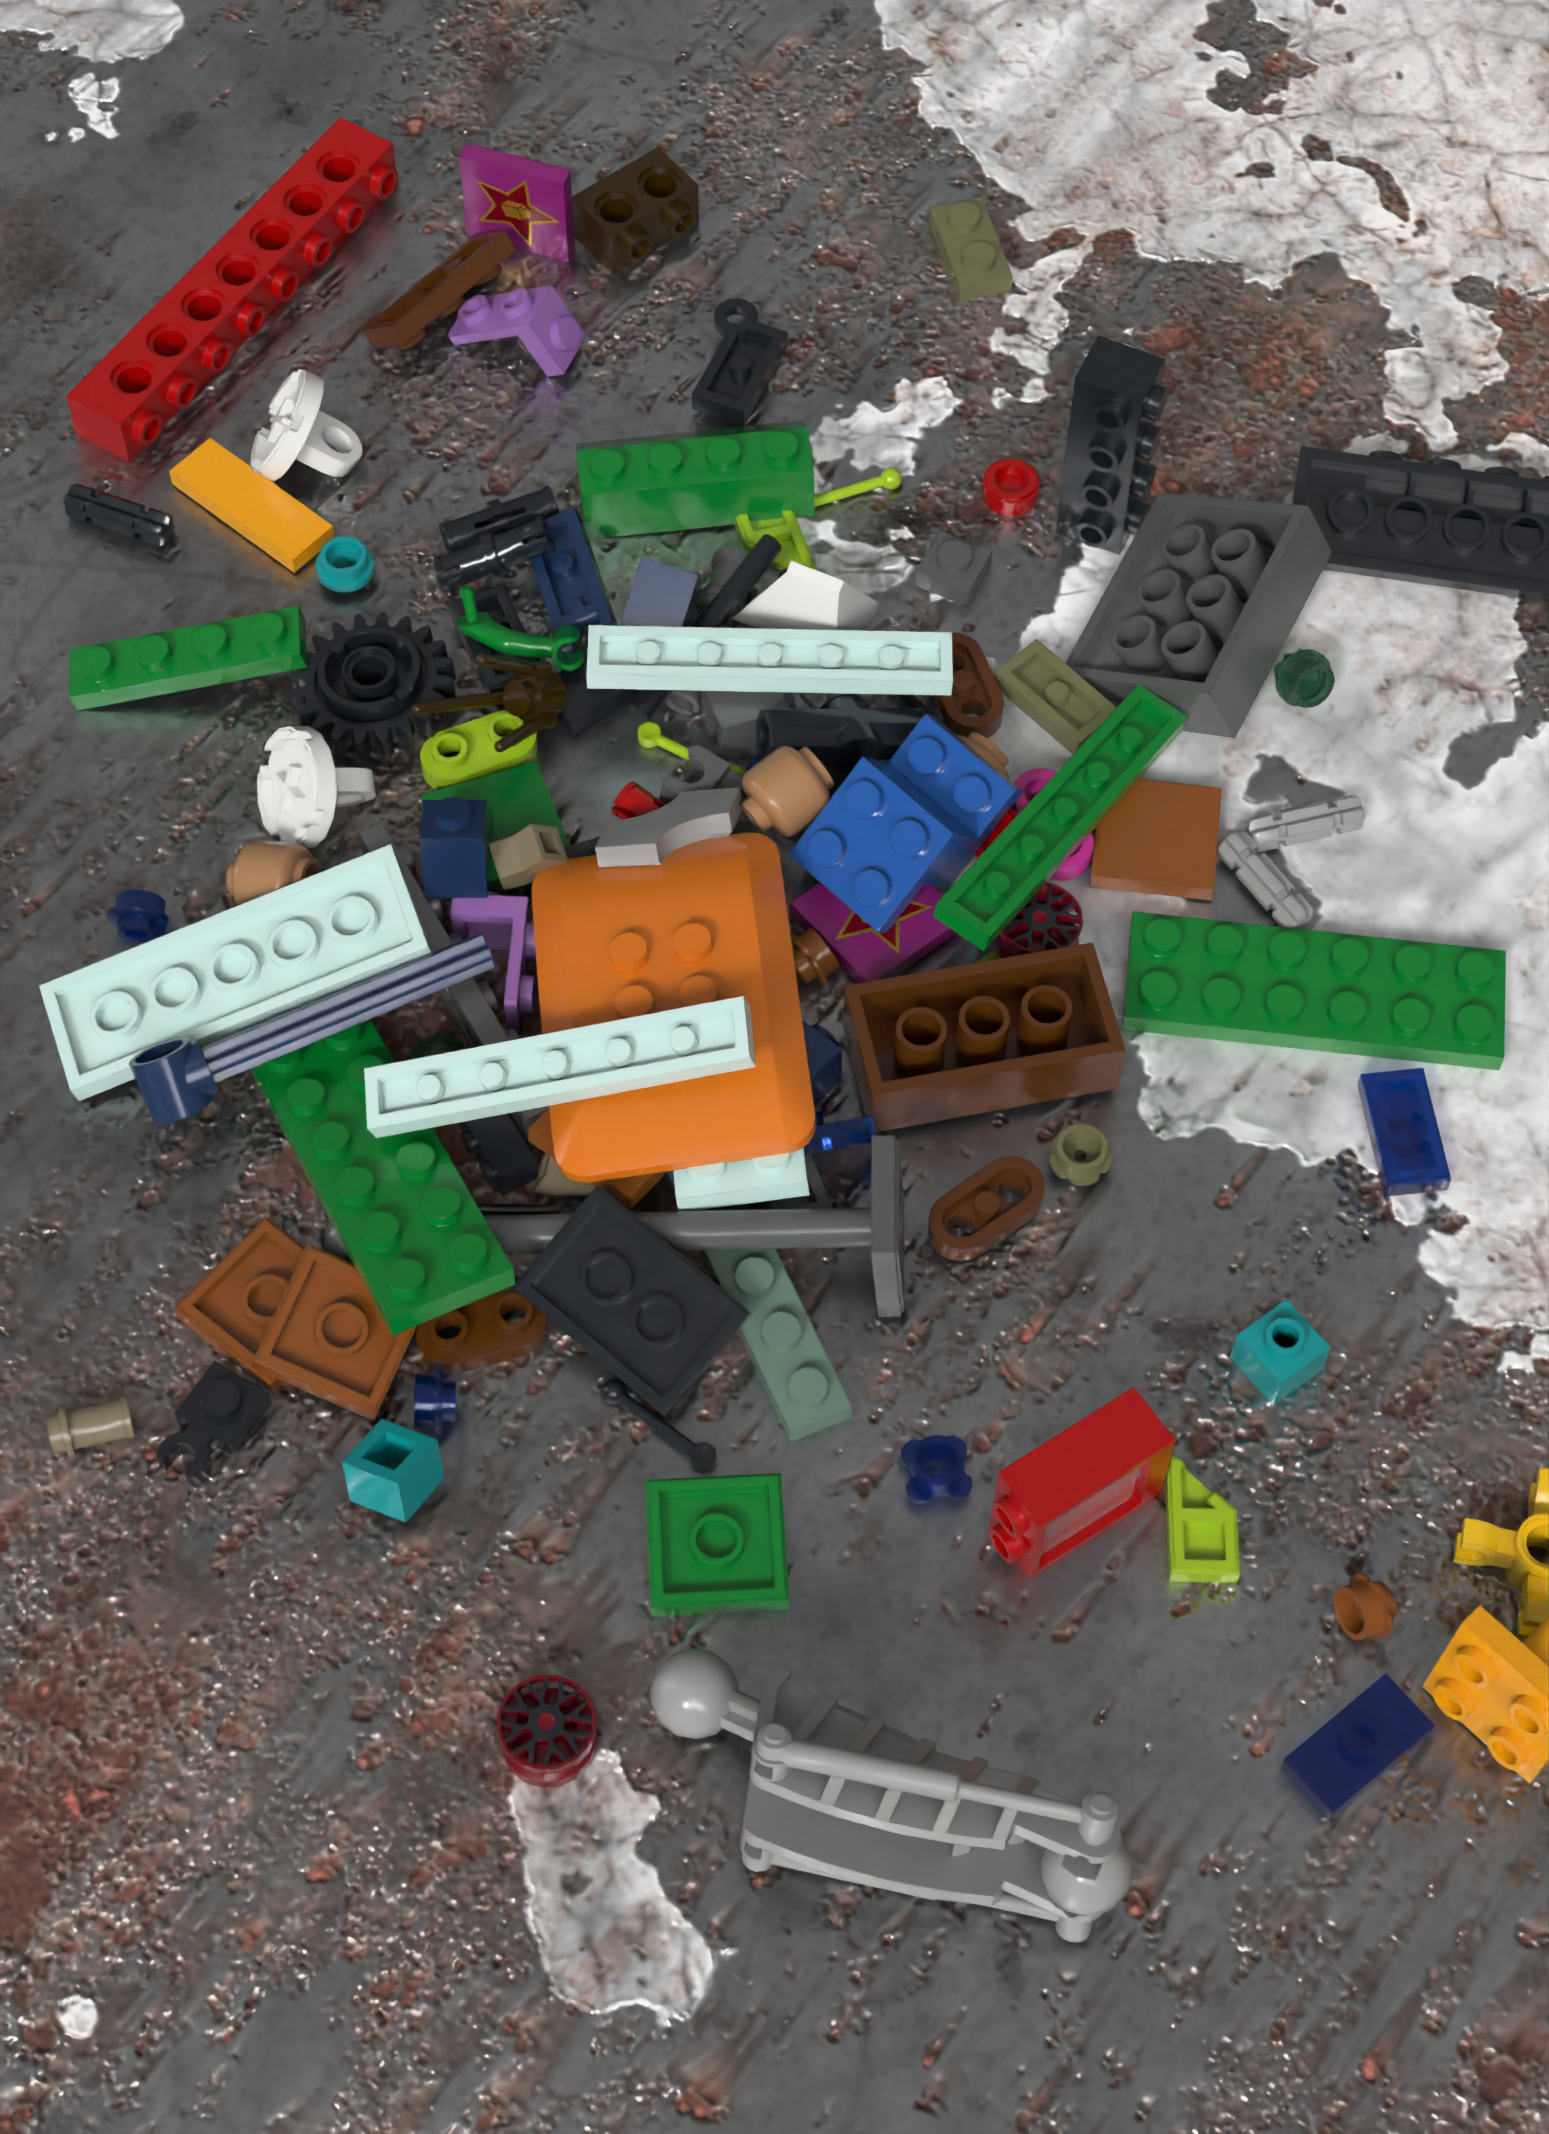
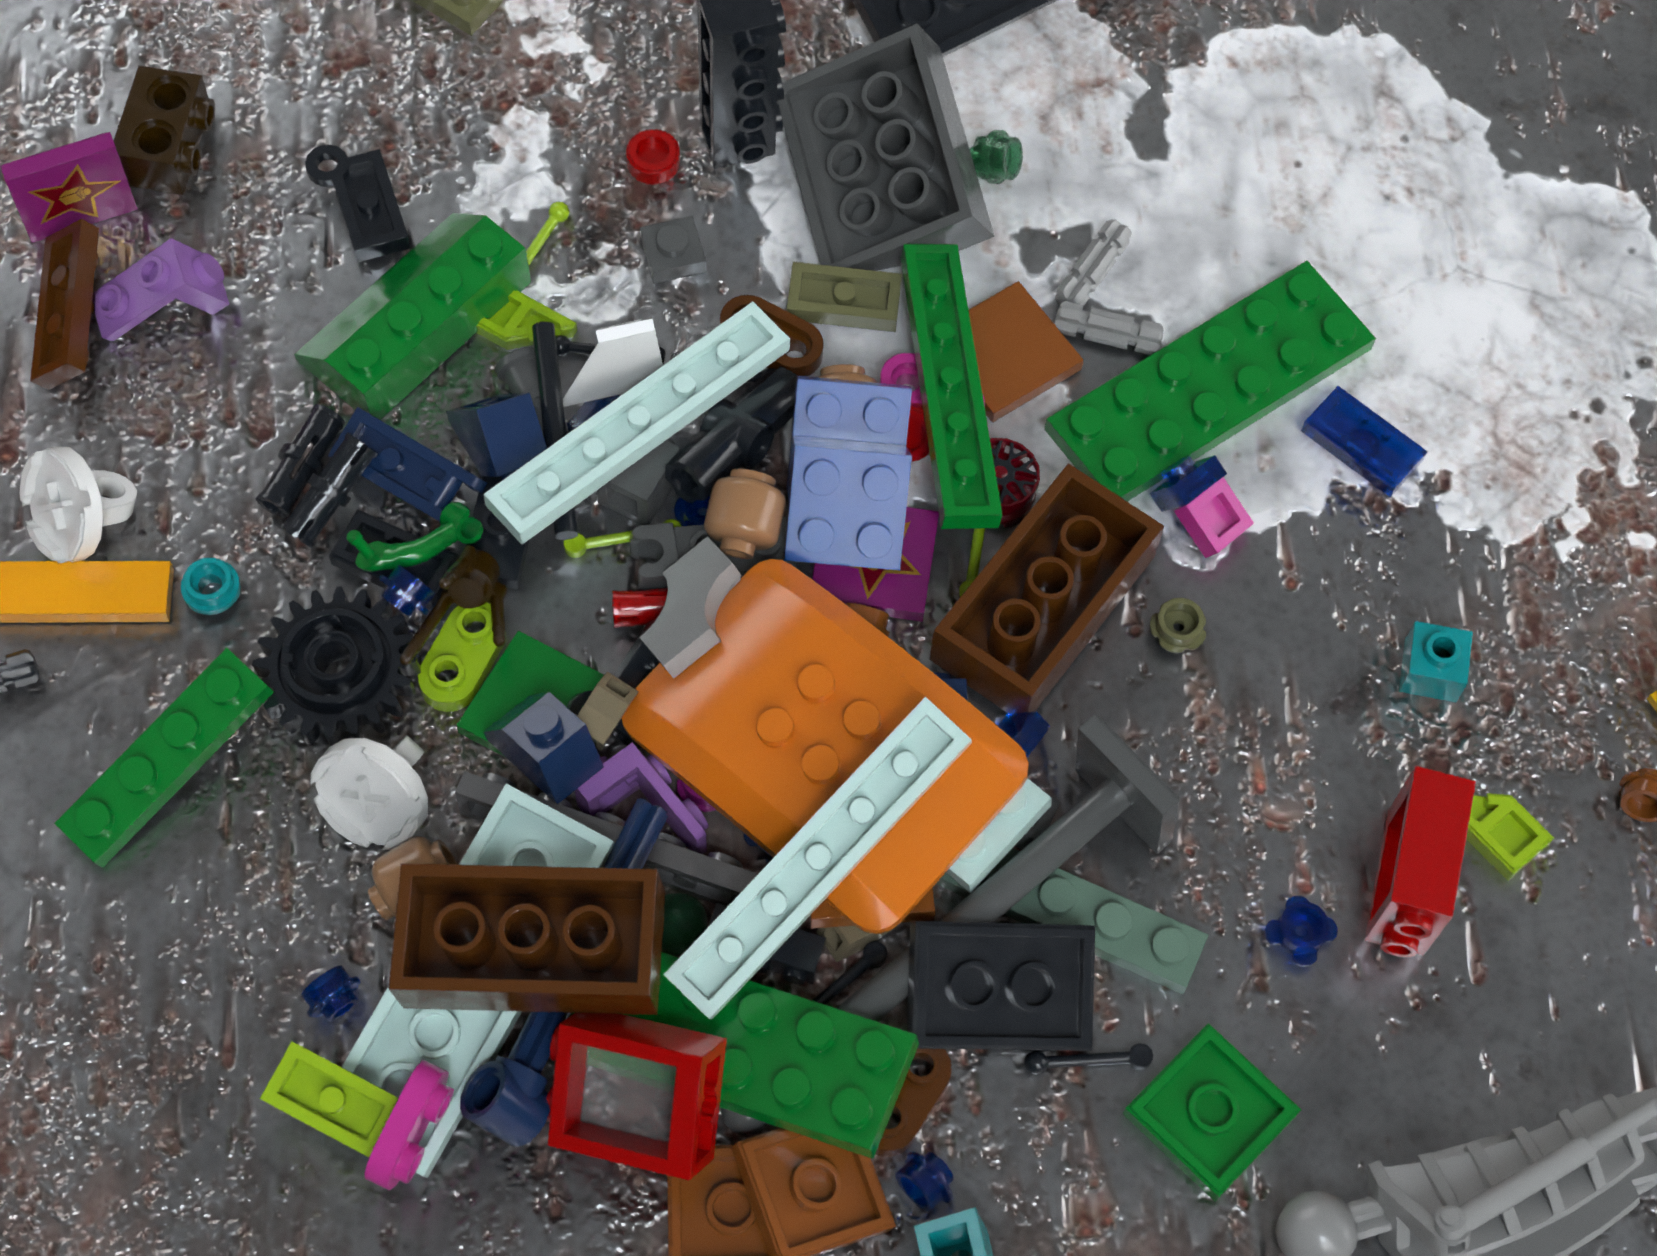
camera: 45 degrees left, 5 degrees up
(54, 980) = (329, 1098): none -> lime plate
(84, 1036) = (397, 1148): none -> dark pink plate
(263, 1137) = (636, 1092): none -> red window
(285, 959) = (528, 939): none -> reddish brown brick
(464, 665) = (406, 591): none -> clear blue plate
(982, 1211) = (1159, 719): reddish brown plate -> none
(1198, 1091) = (1214, 518): none -> dark pink plate
(1201, 1043) = (1186, 481): none -> clear blue plate

